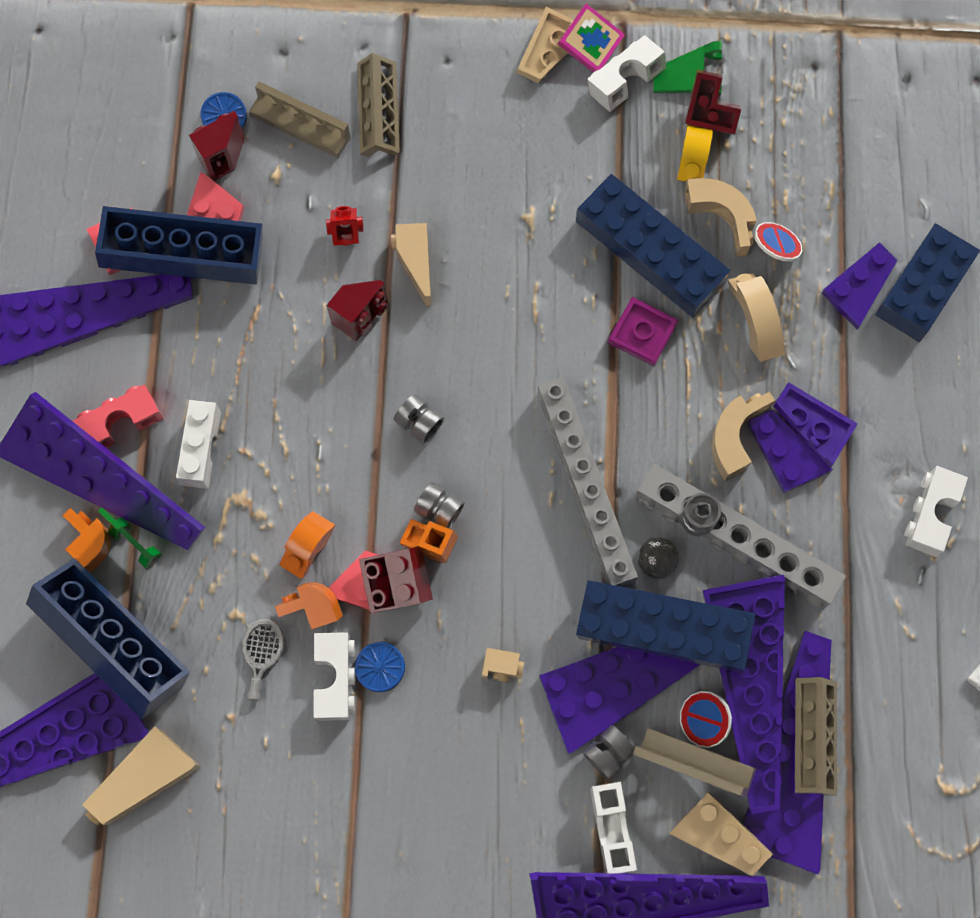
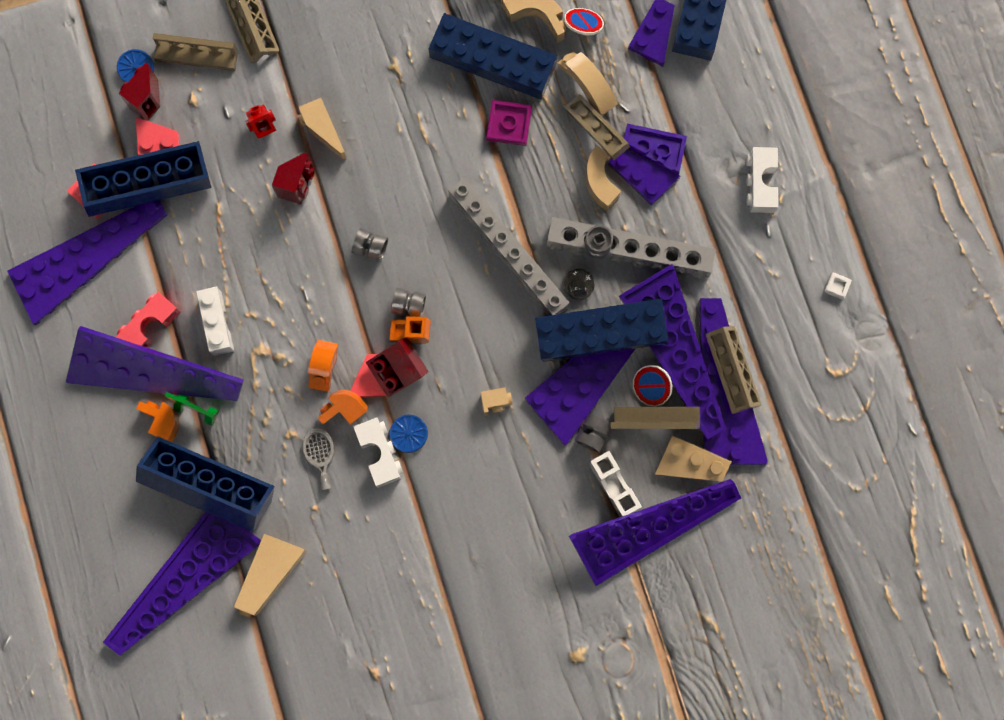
camera: 20 degrees left, 5 degrees up
(749, 373) = (597, 127): none -> dark tan plate

